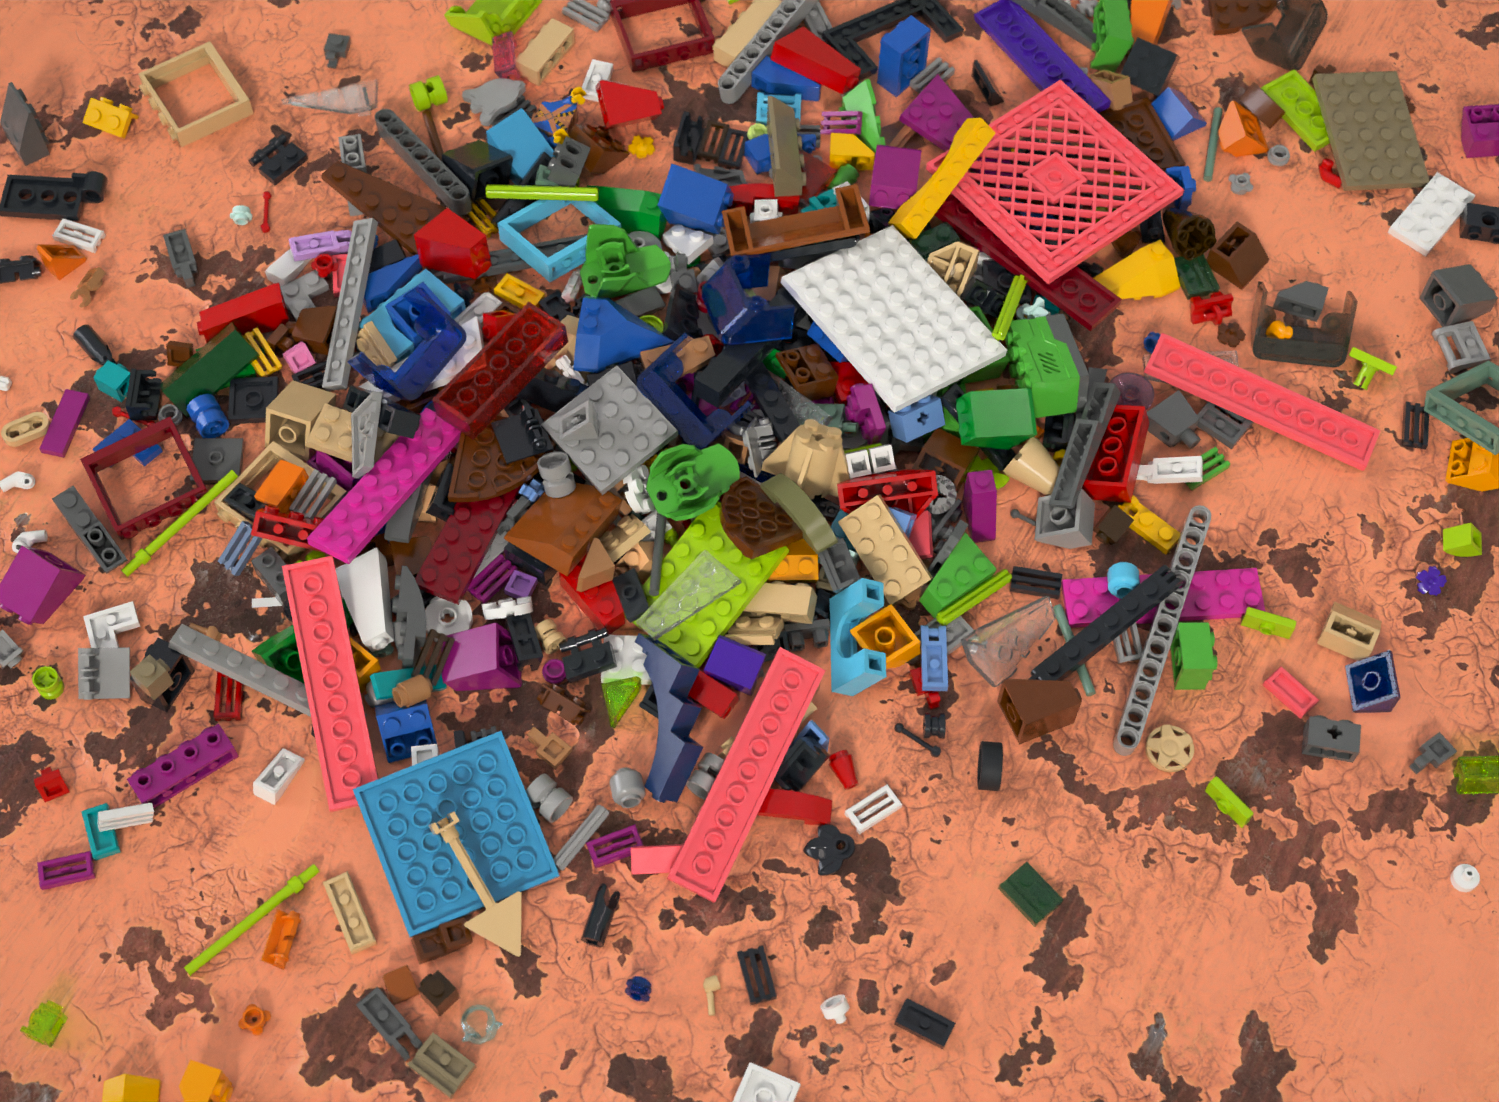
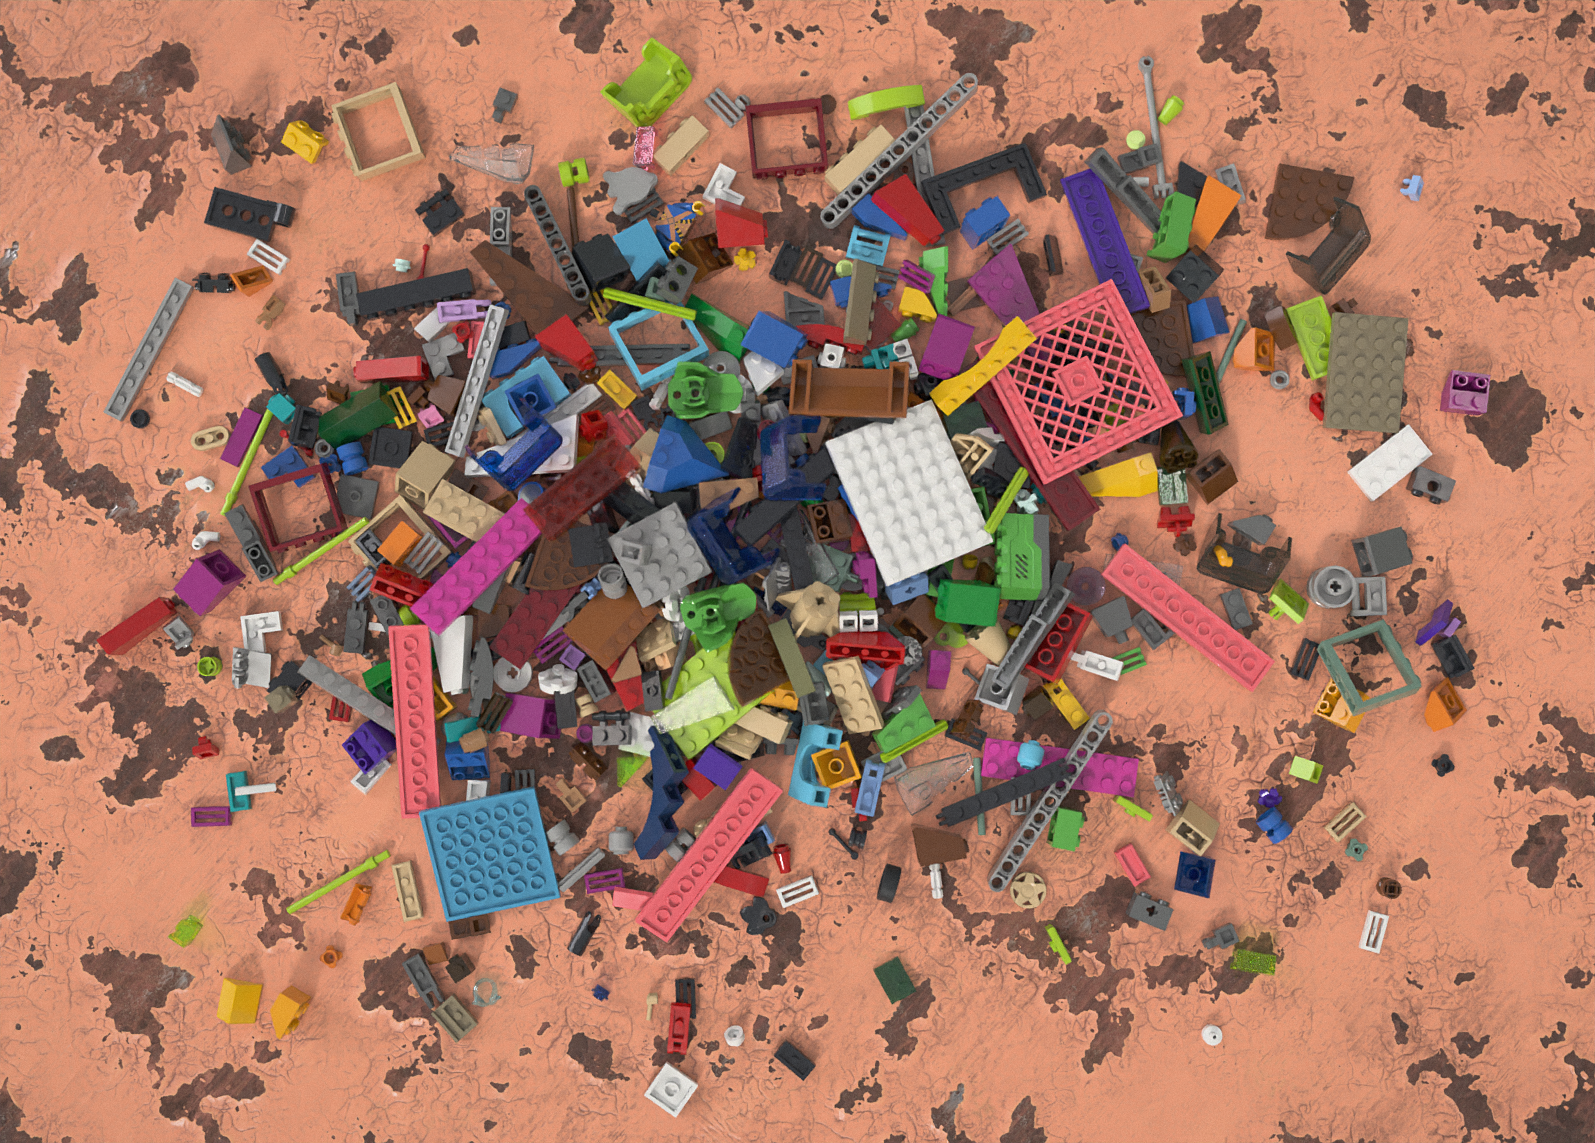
camera: 15 degrees right, 25 degrees up
(60, 484) = (231, 497): none -> lime bar
(183, 766) = (301, 756): magenta brick -> none
(186, 433) = (333, 460): none -> blue plate
(236, 608) = (356, 628): none -> dark grey hinge
(259, 238) = (415, 294): none -> black brick
(274, 734) = (370, 746): none -> dark purple slope
(364, 434) = (467, 521): light grey wing -> none
(392, 417) = (478, 484): black arch -> none
(500, 920) = (511, 924): tan piece -> none
(556, 603) = (596, 680): none -> dark grey hinge
(756, 1010) = (679, 1027): none -> red plate
(1034, 559) = (971, 711): none -> reddish brown hinge
(1048, 757) = (936, 882): none -> white axle
(1210, 193) = (1204, 383): none -> dark green slope
(1240, 183) = (1234, 396): light grey plate -> none
(1301, 585) = (1174, 800): none -> light grey hinge
(1313, 386) = (1236, 609): none -> dark grey plate
(1415, 341) = (1342, 588): none -> light grey wheel
(1446, 598) = (1274, 825): none -> blue wheel

